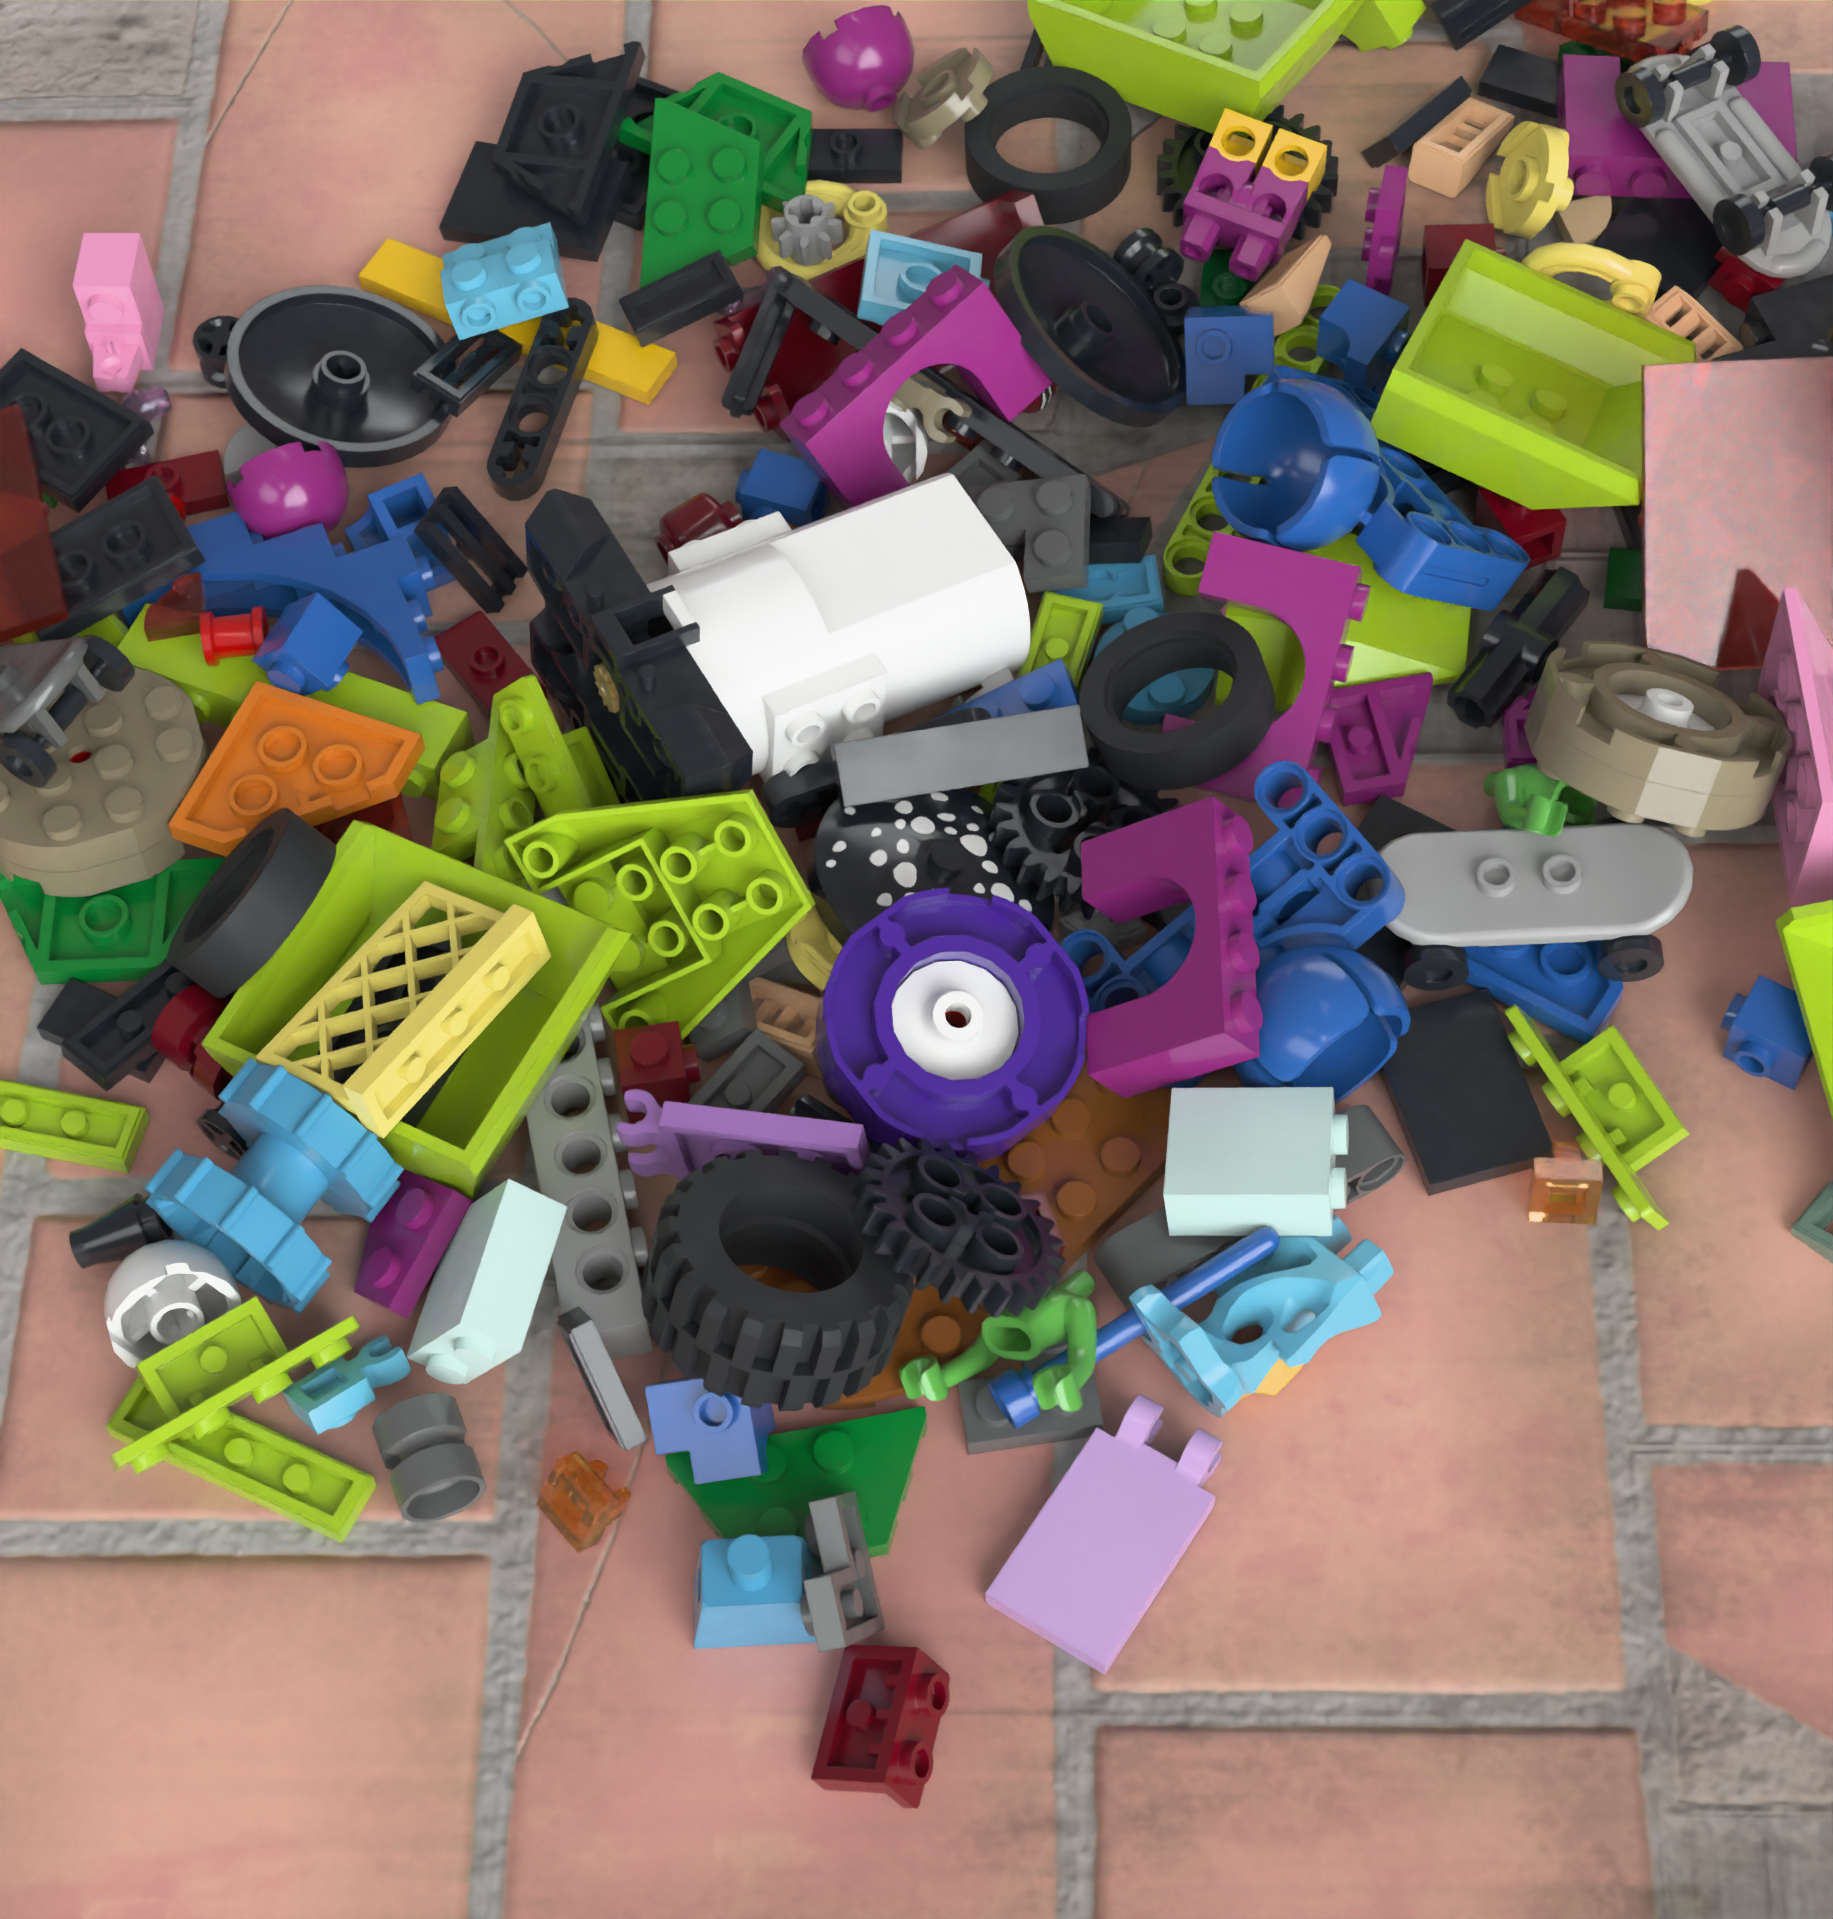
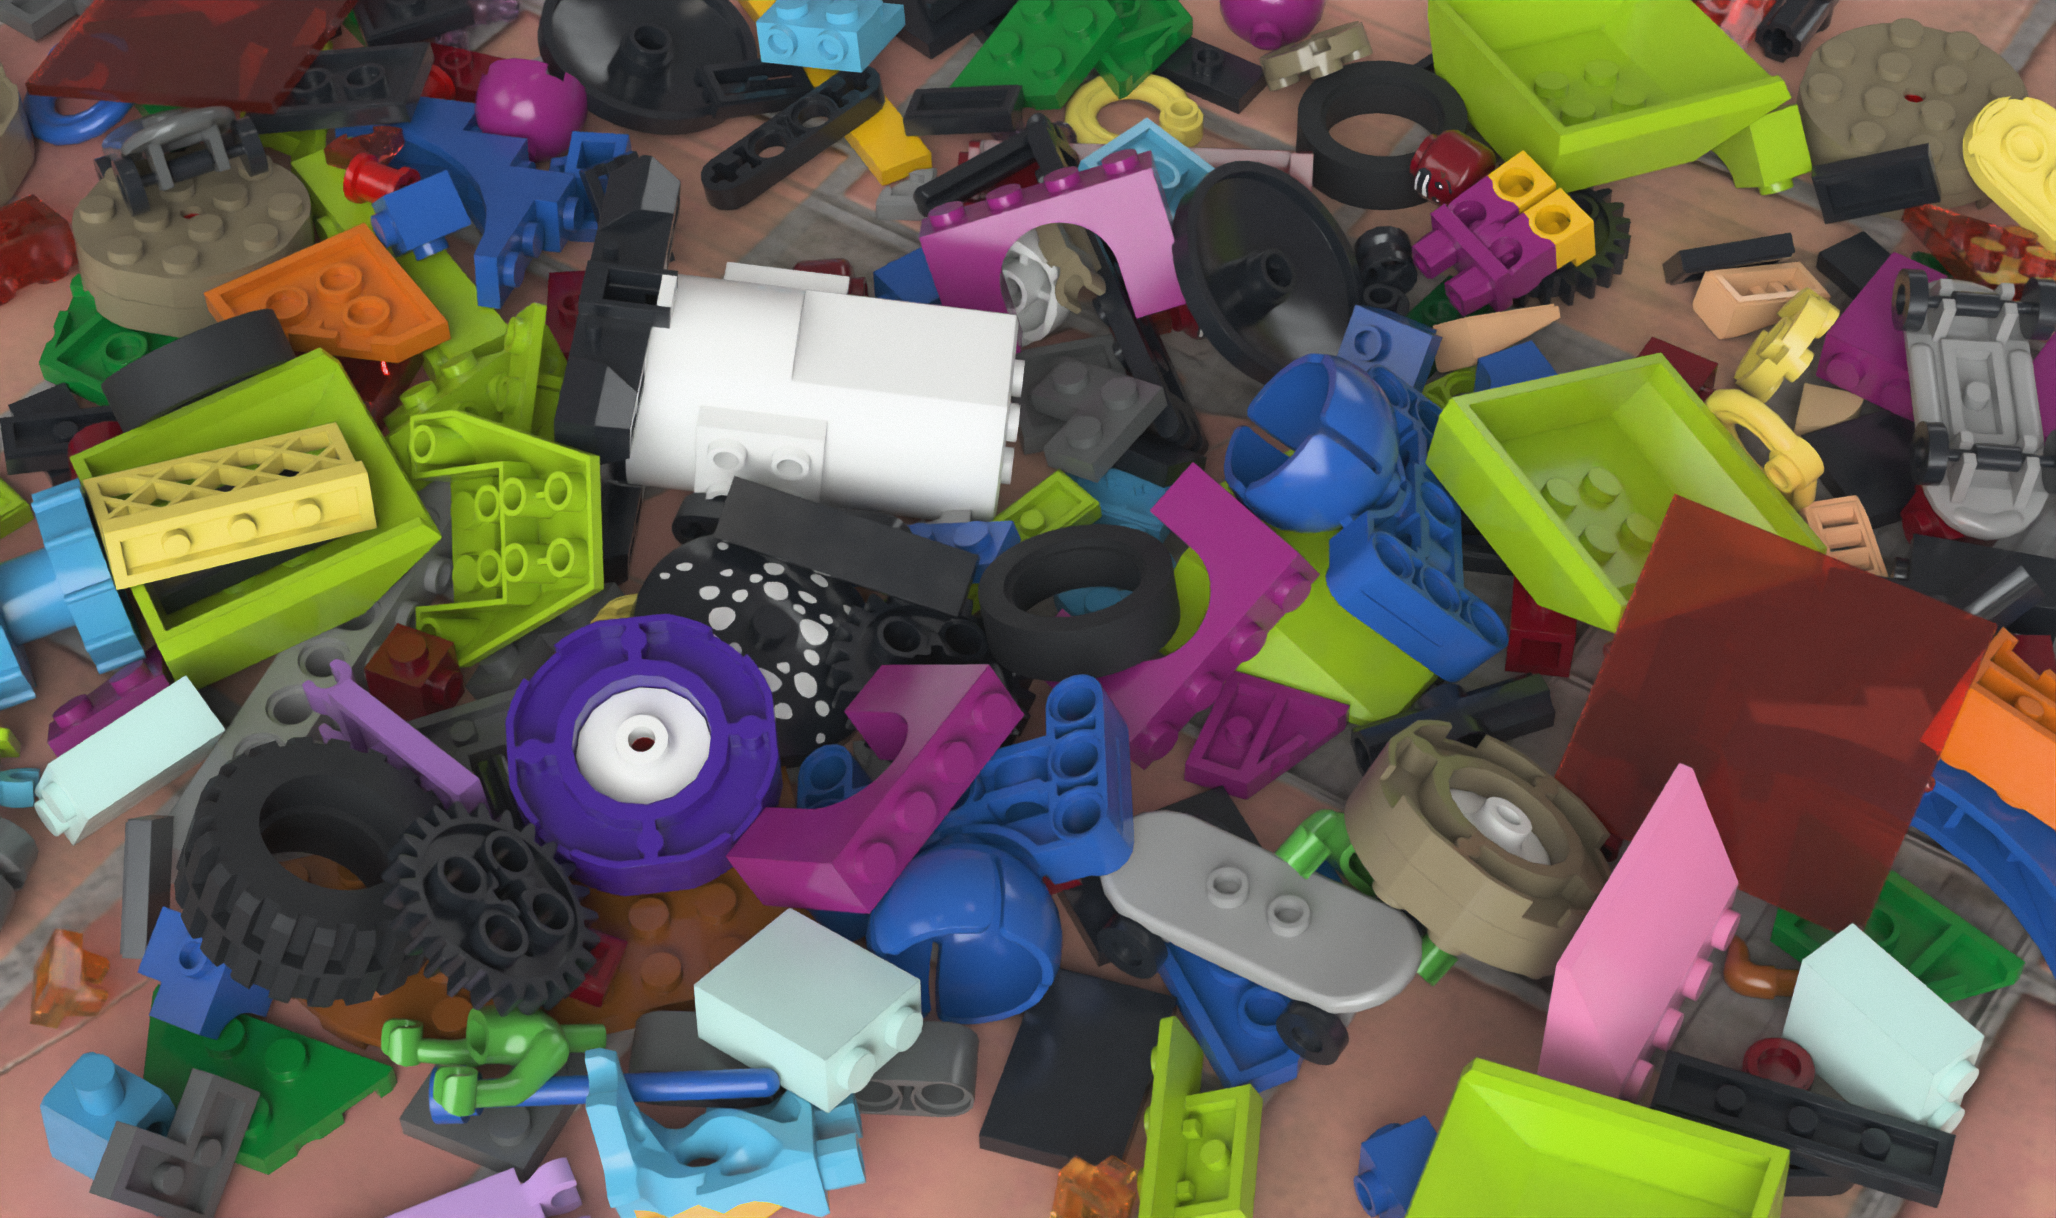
camera: 30 degrees right, 10 degrees down
(687, 403) = (898, 201): none -> light grey tile
(807, 230) = (1108, 103): light grey gear -> none
(1158, 153) = (1449, 166): none -> dark red head
(1383, 241) = (1612, 320): magenta wing -> none

